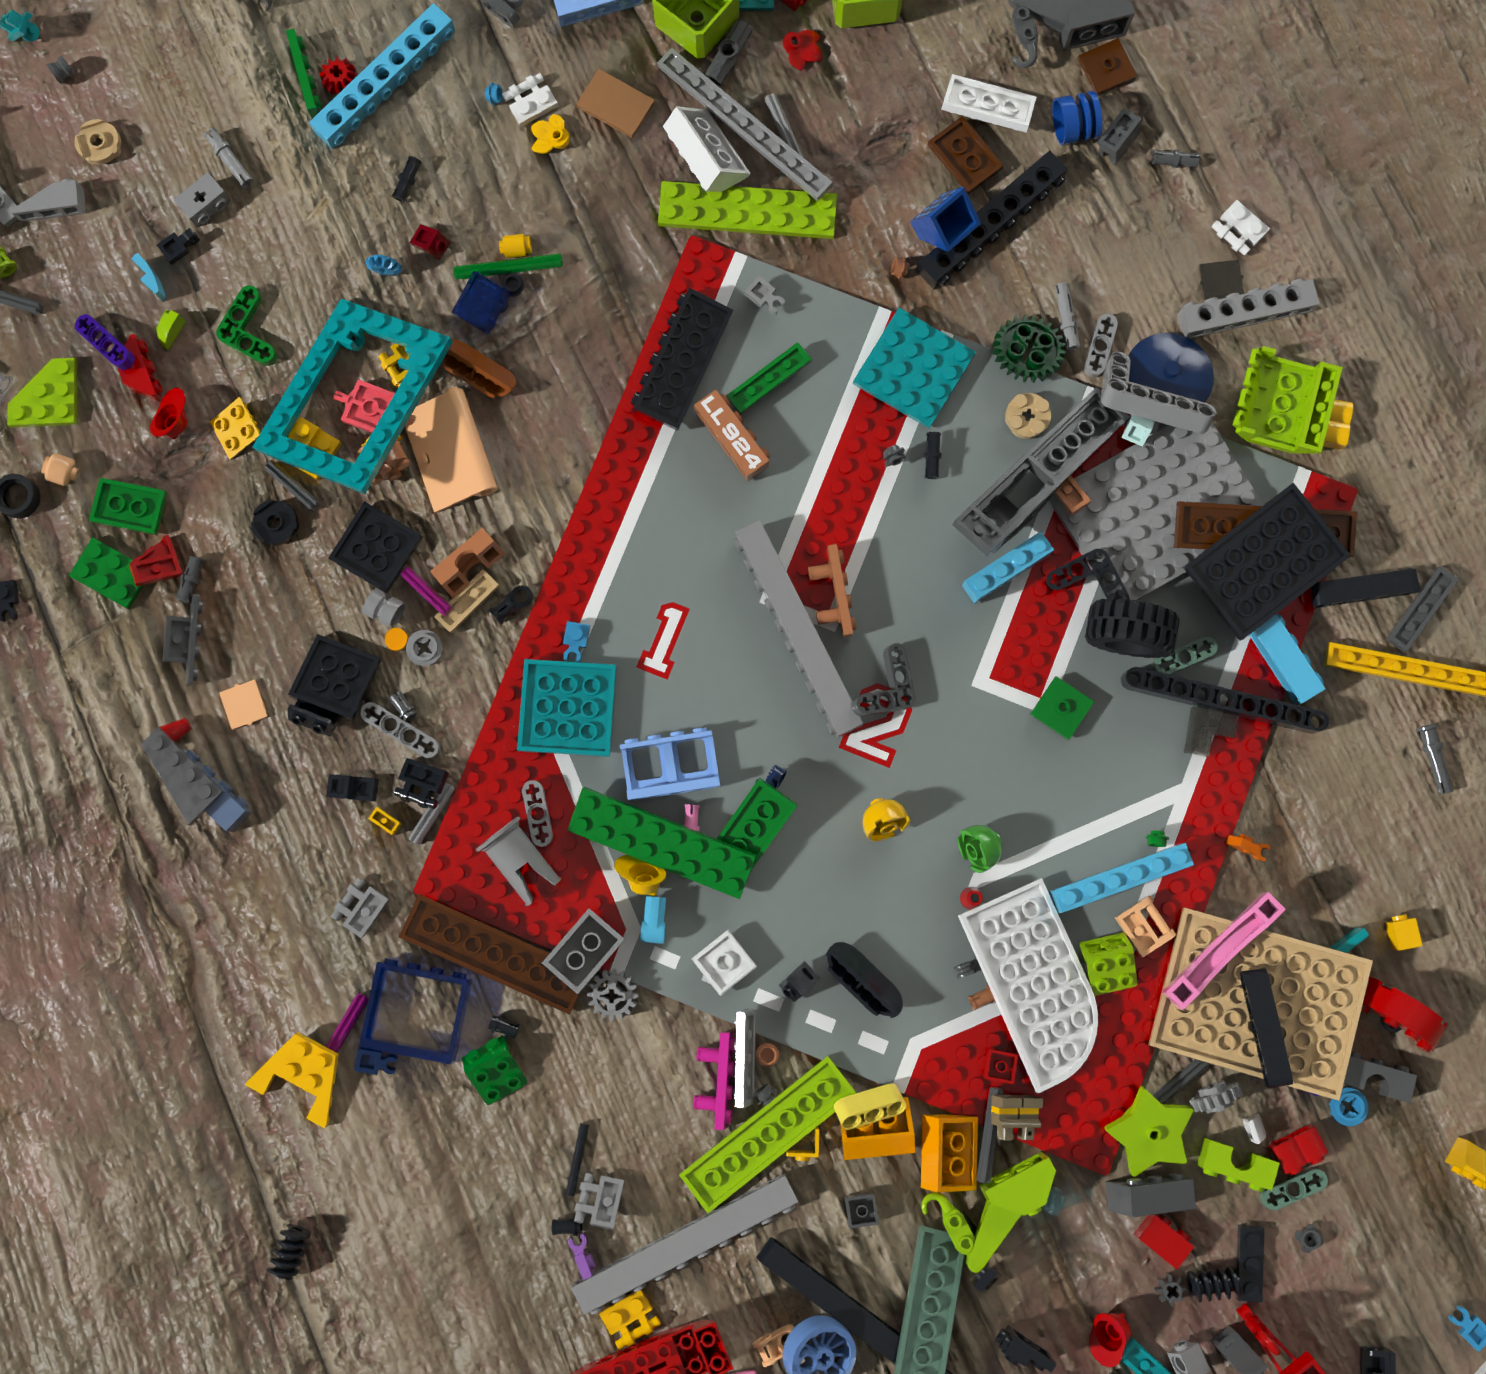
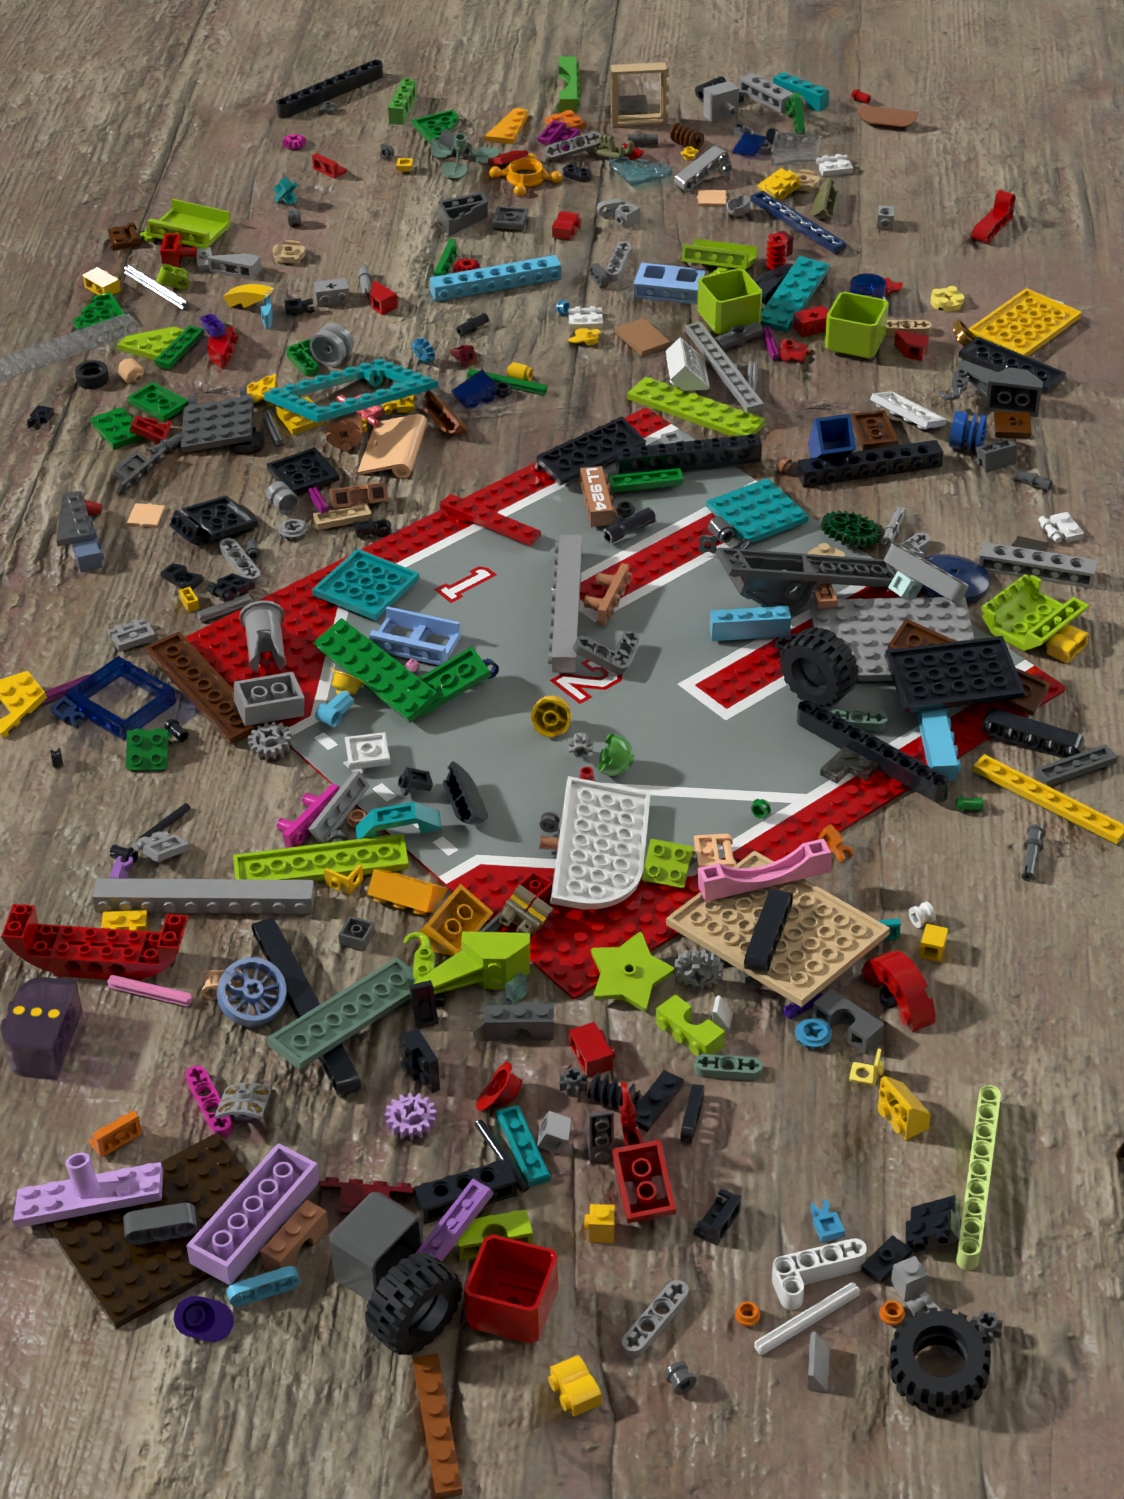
camera: 25 degrees right, 40 degrees down
(86, 393) = (179, 347): none -> green plate
(108, 262) = (247, 294): none -> yellow slope
(169, 328) = (259, 337): lime brick -> none
(170, 416) = (224, 373): red piece -> none
(224, 512) = (217, 422): none -> dark grey plate
(271, 183) = (382, 299): none -> red slope
(272, 312) = (331, 344): none -> light grey wheel
(396, 639) = (276, 519): light orange tile -> none
(408, 1132) = (56, 757): none -> black bush
(546, 829) = (294, 644): light grey beam -> none
(575, 637) = (403, 555): dark azure plate -> none
(634, 528) = (490, 519): none -> red plate
(769, 45) = (771, 343): none -> magenta axle
(773, 439) = (625, 509): none -> pearl dark grey plate
(795, 314) = (690, 454): none -> black brick
(799, 453) = (619, 530): none -> black axle
(819, 1053) = (396, 816): none -> teal slope
(870, 1106) = (420, 875): light yellow beam -> none
(895, 424) = (721, 529): none -> dark grey brick
(936, 845) = (580, 745): none -> light grey gear
(1061, 708) = (738, 713): green plate -> none
(1071, 1252) = (503, 1018): none -> dark grey arch
(1121, 878) = (714, 815): medium azure brick -> none
(1151, 1196) = (608, 1012): dark grey wedge -> none
(1294, 1266) = (692, 1113): none -> black beam
(1298, 1149) = (749, 1038): red brick -> none
(1315, 1242) = (719, 1103): dark grey plate -> none
(1345, 718) = (969, 803): none -> green pin
(1375, 901) = (922, 914): none -> white wheel
(1427, 1126) = (874, 1071): none -> light yellow bracket

